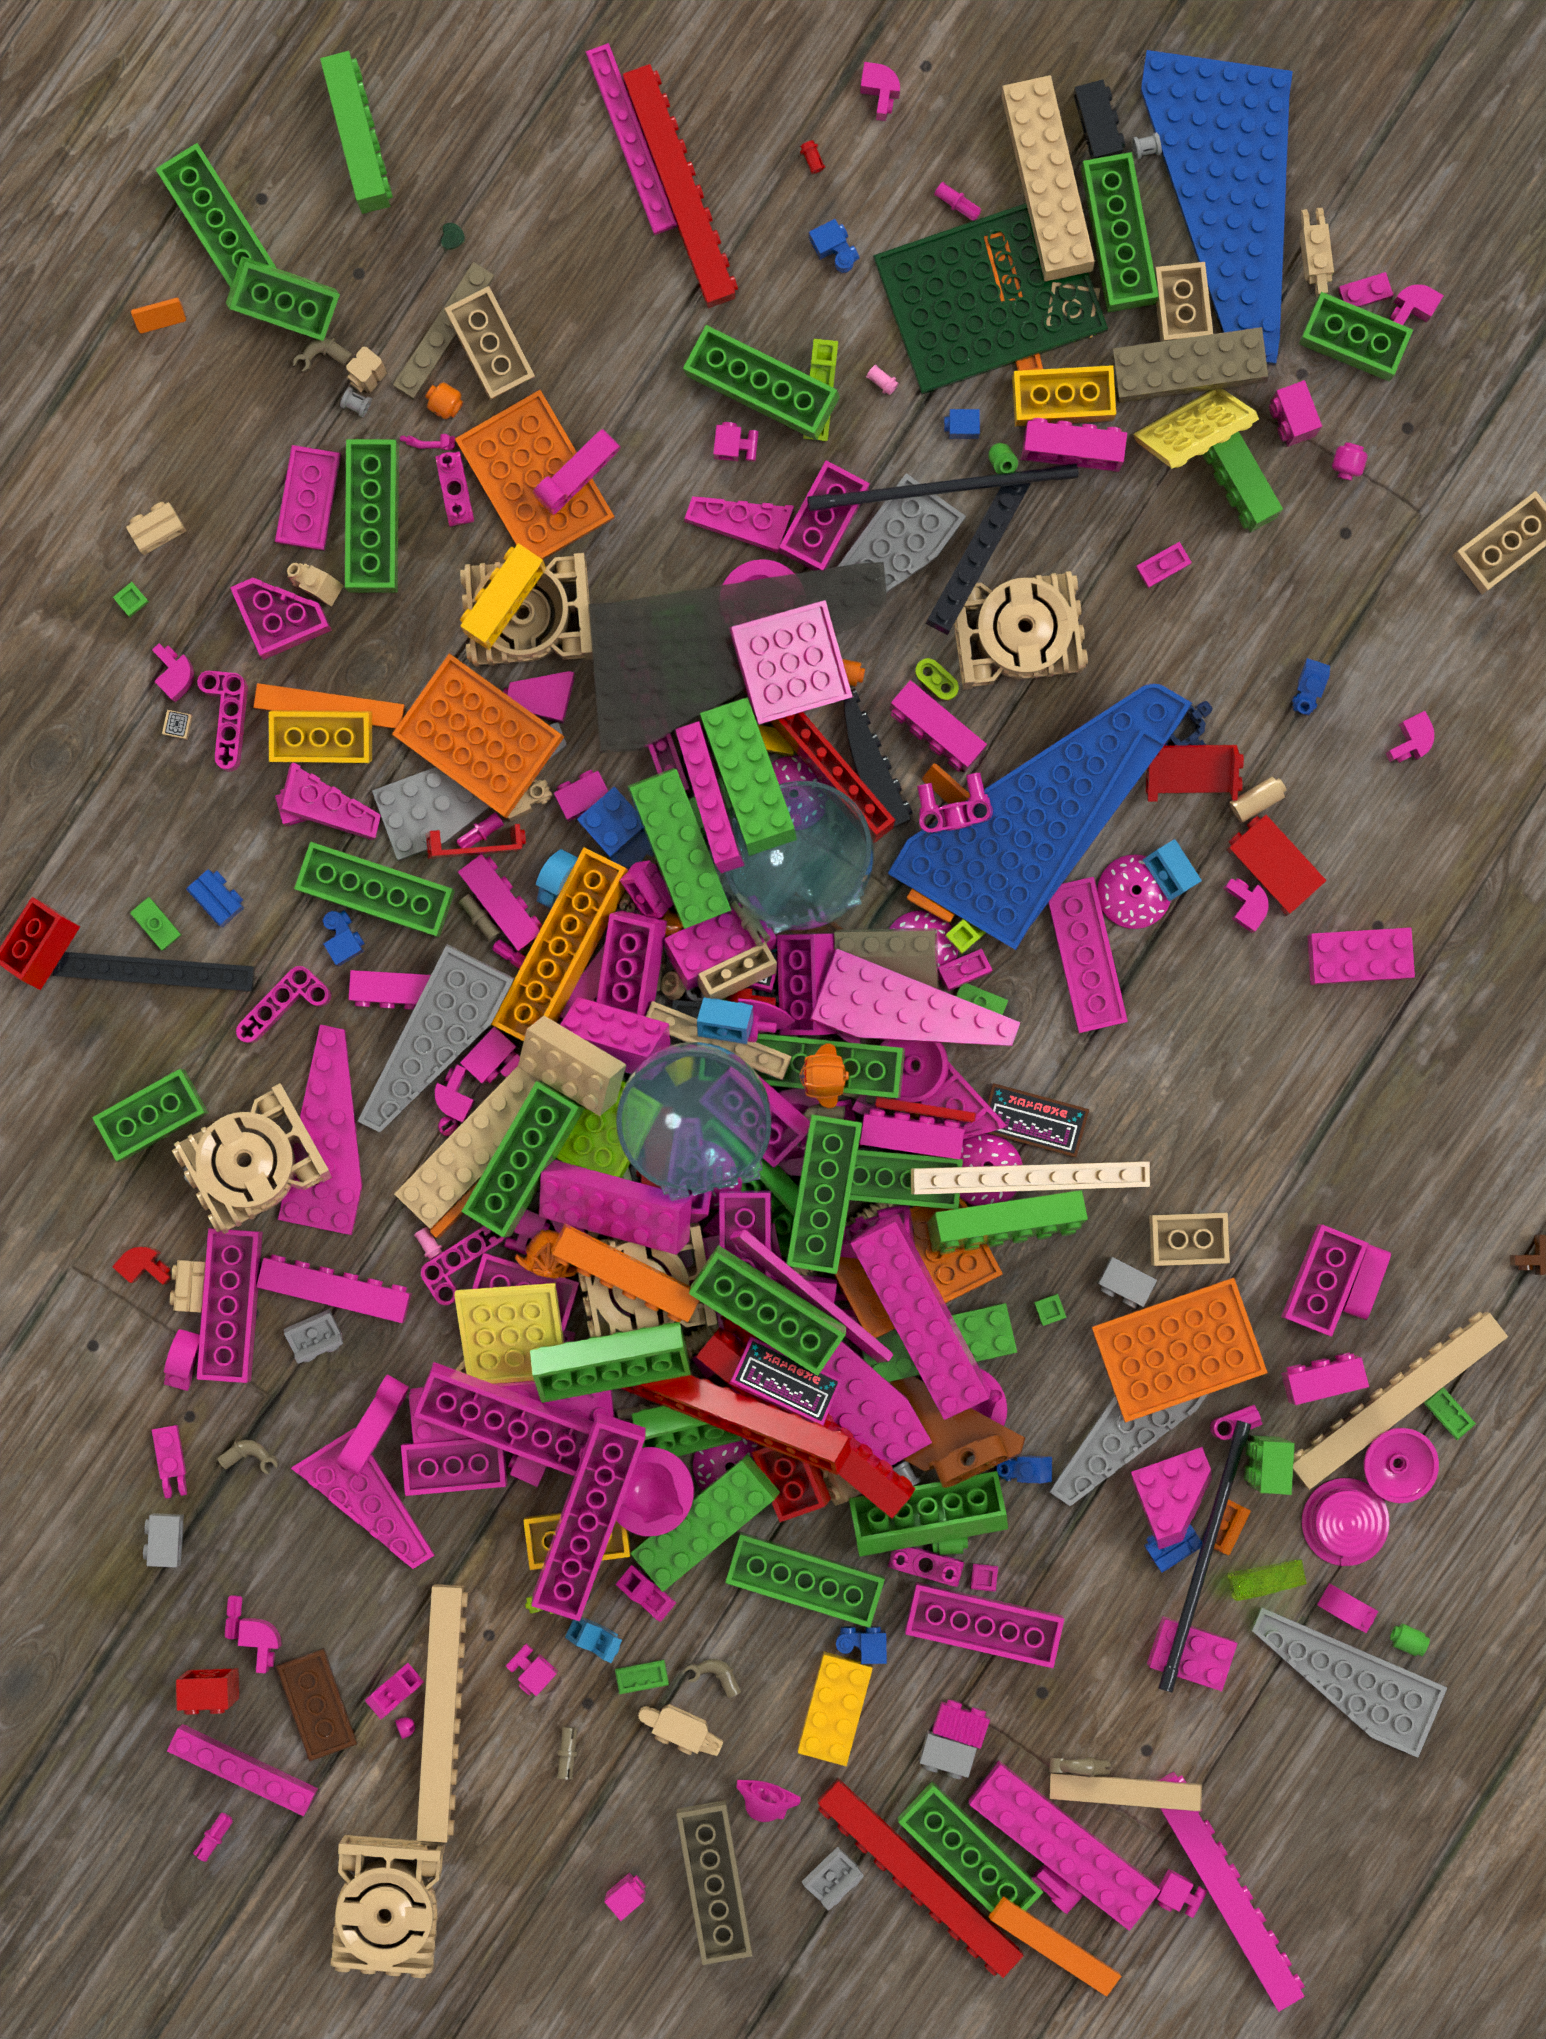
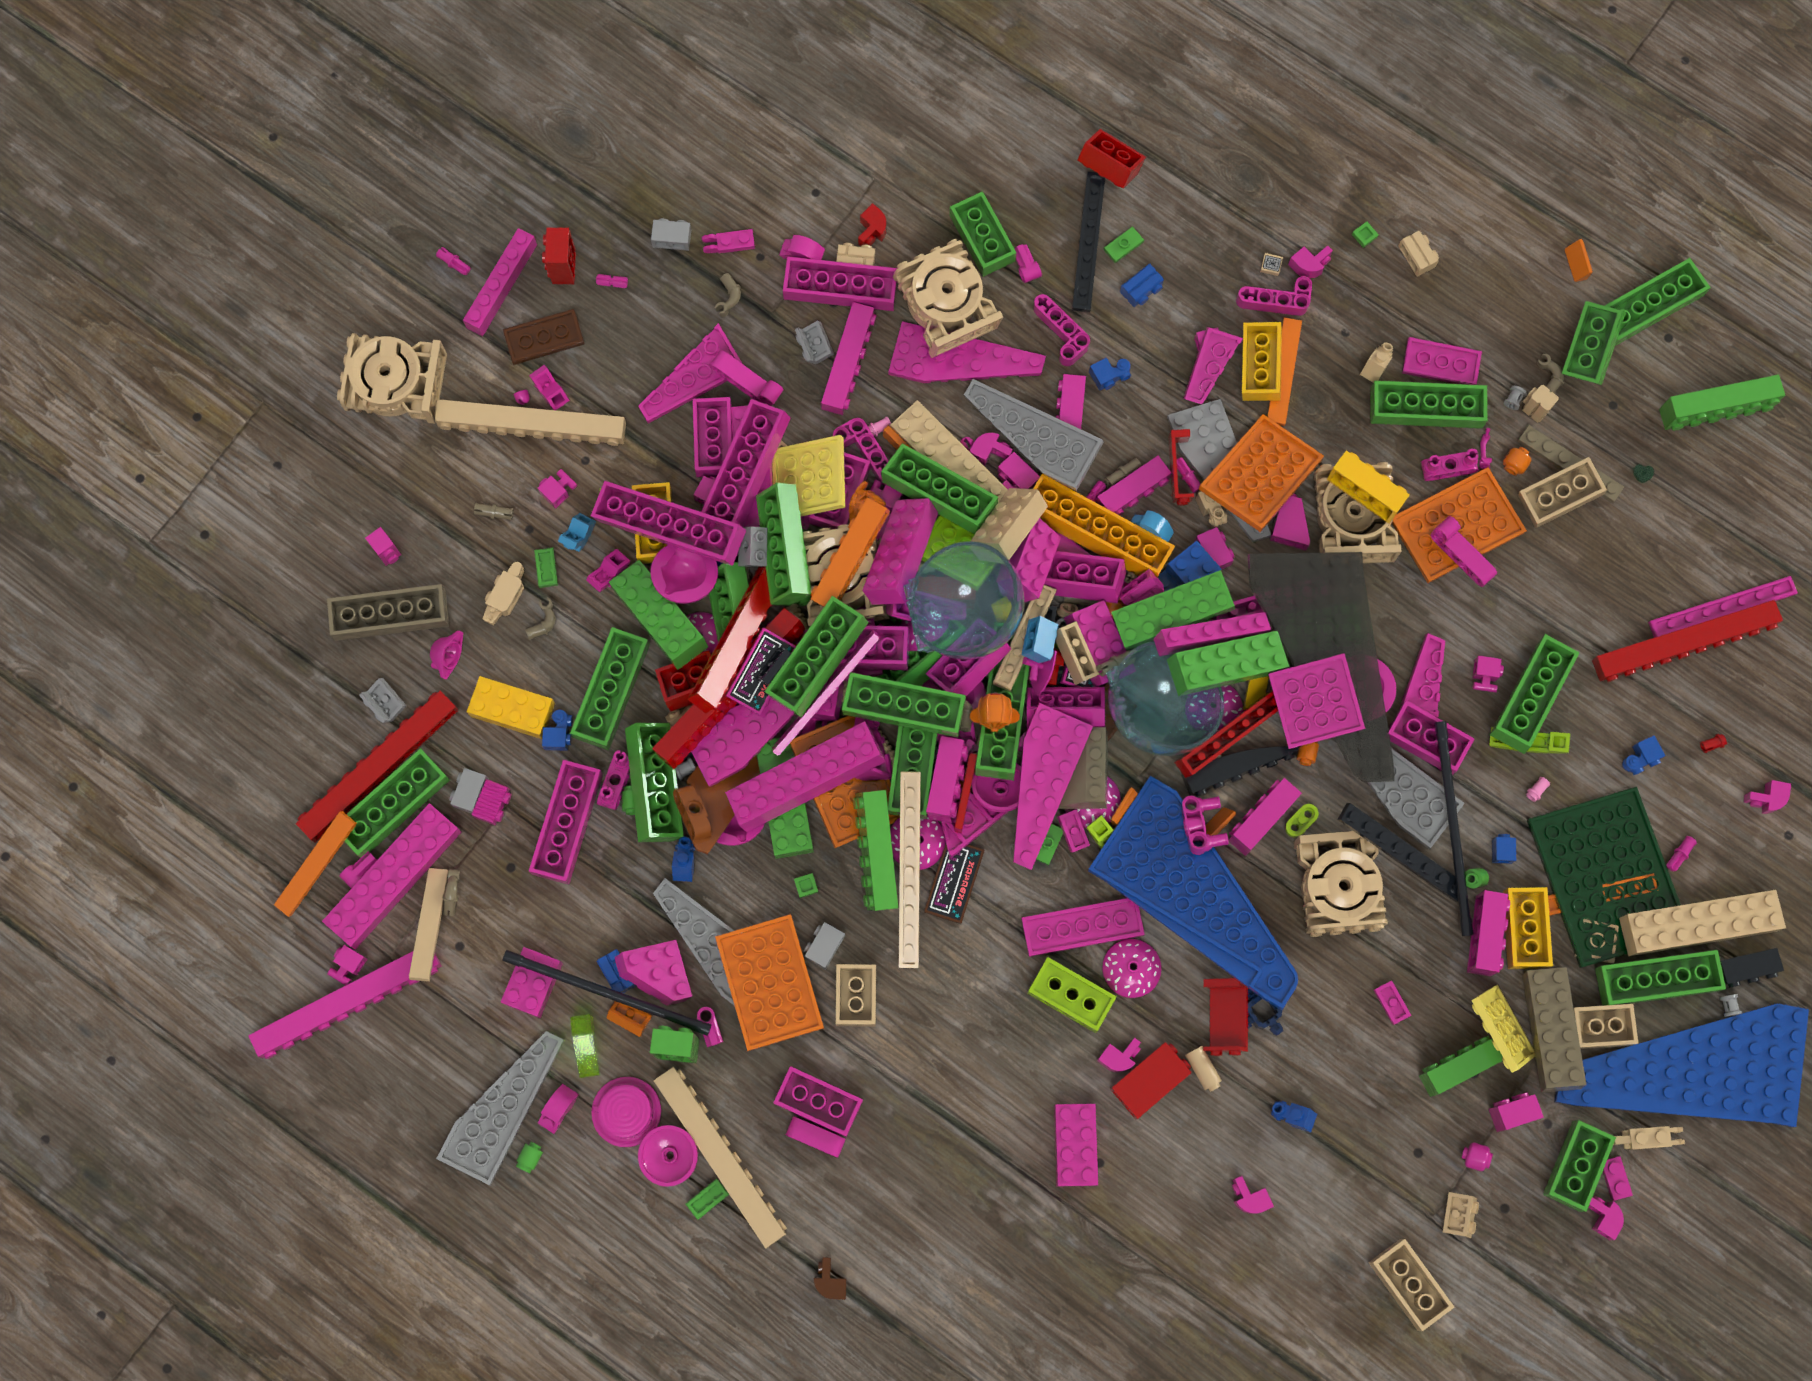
camera: 90 degrees right, 10 degrees down
(196, 1051) = (1027, 268): none -> dark pink piece
(262, 1635) = (595, 301): dark pink brick -> none
(278, 617) = (1351, 334): dark pink brick -> none
(374, 889) = (1145, 396): bright green brick -> none
(614, 1400) = (753, 548): none -> light grey brick
(782, 1366) = (773, 665): none -> black plate
(984, 1577) = (602, 826): dark pink tile -> none
(1172, 870) = (1148, 996): dark azure brick -> none
(1192, 965) = (1082, 987): none -> lime brick
(1324, 1378) = (740, 1096): dark pink brick -> none
(1420, 482) = (1460, 1215): none -> tan bracket

